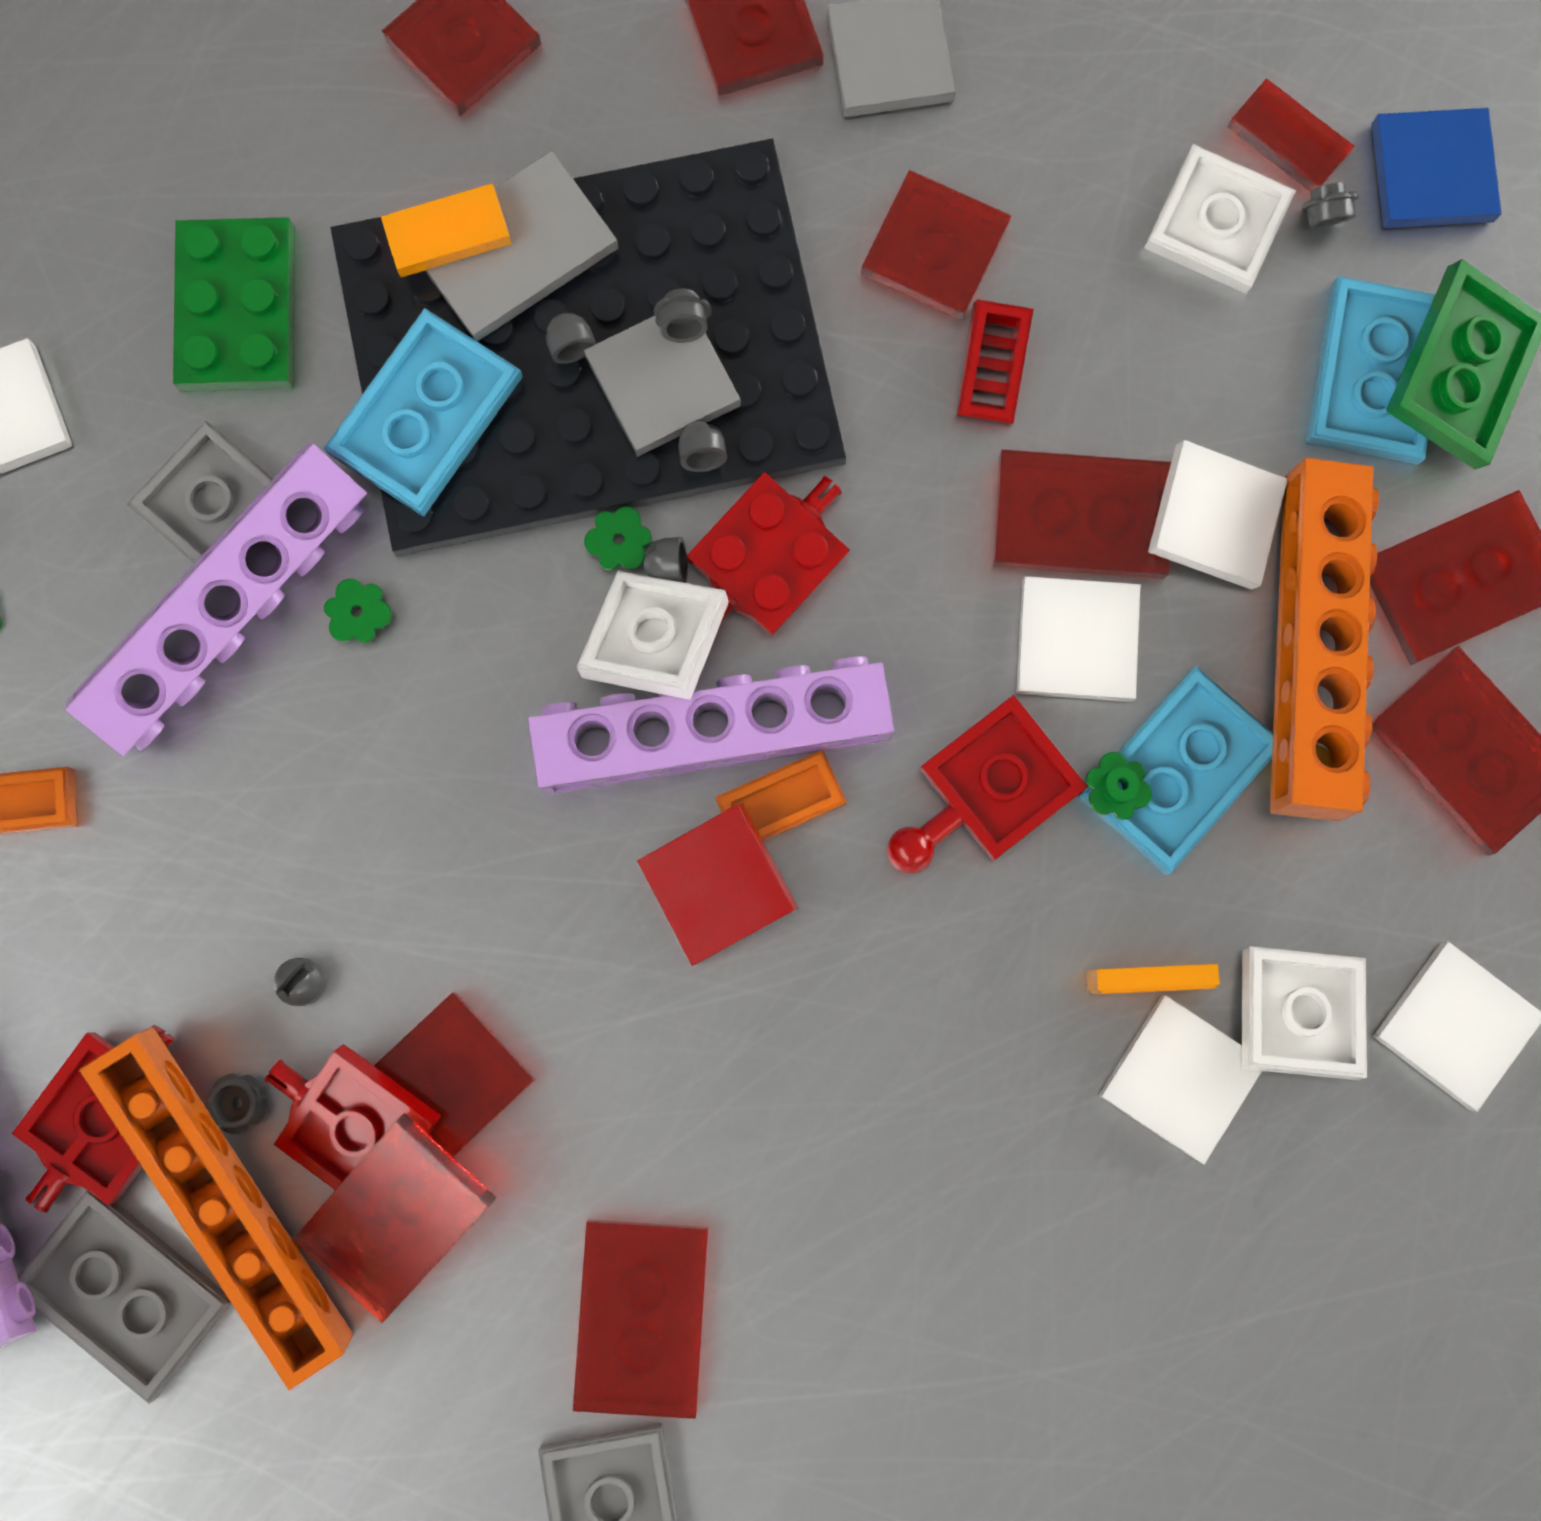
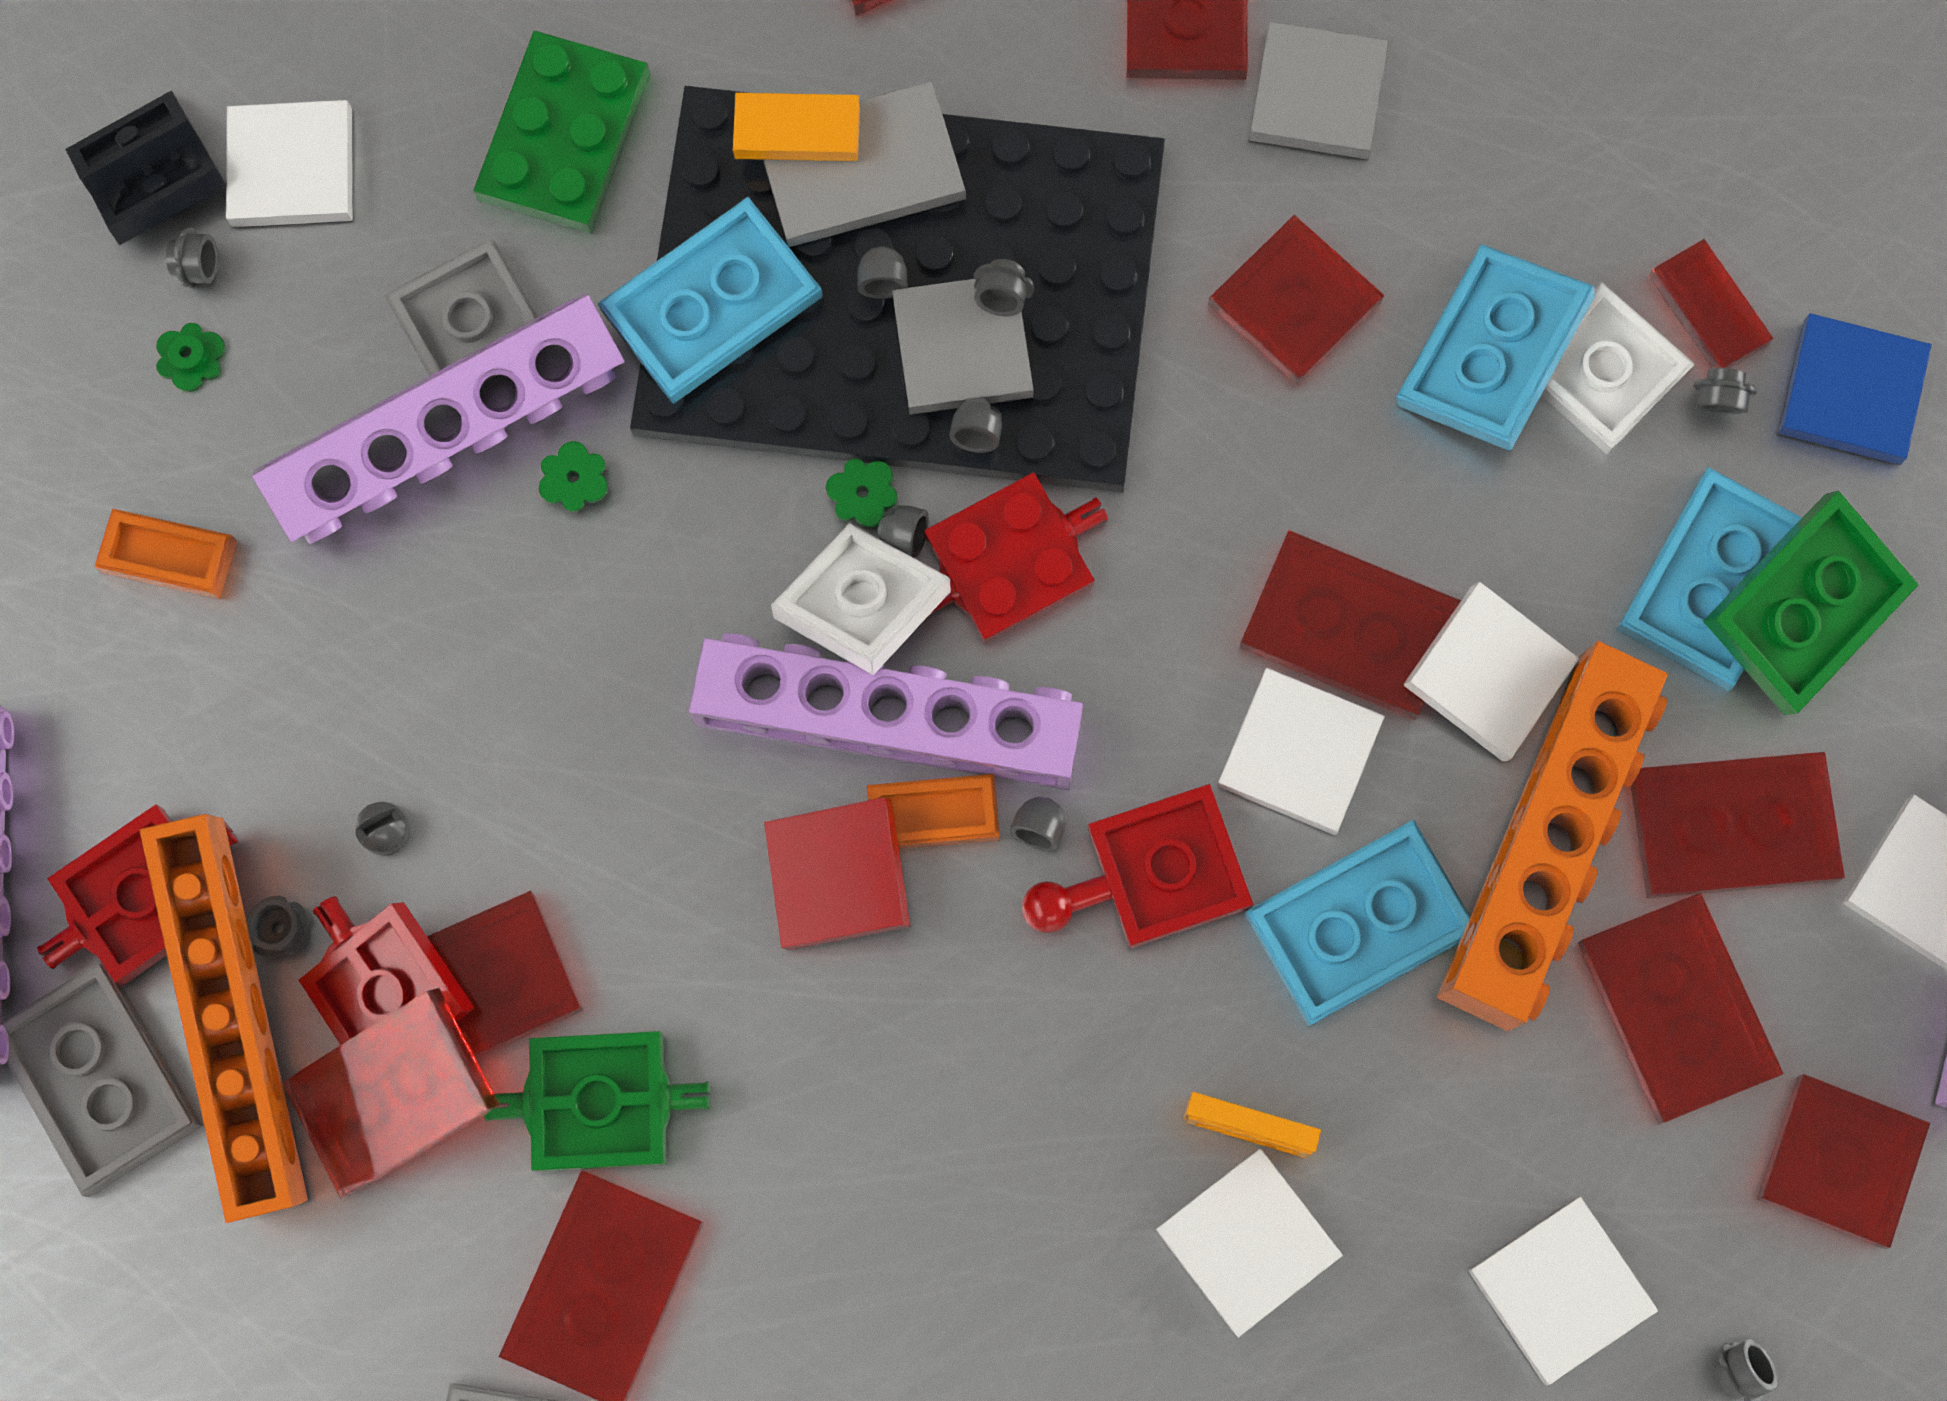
camera: 25 degrees right, 5 degrees down
(580, 1157) = (598, 1101): none -> green plate
(877, 779) = (1039, 824): none -> dark grey hinge
(1001, 315) = (1335, 392): red slope -> none
(1106, 794) = (1269, 918): green plant -> none
(1123, 230) = (1496, 347): none -> medium azure tile
(1304, 1013) = (1399, 1218): white tile -> none

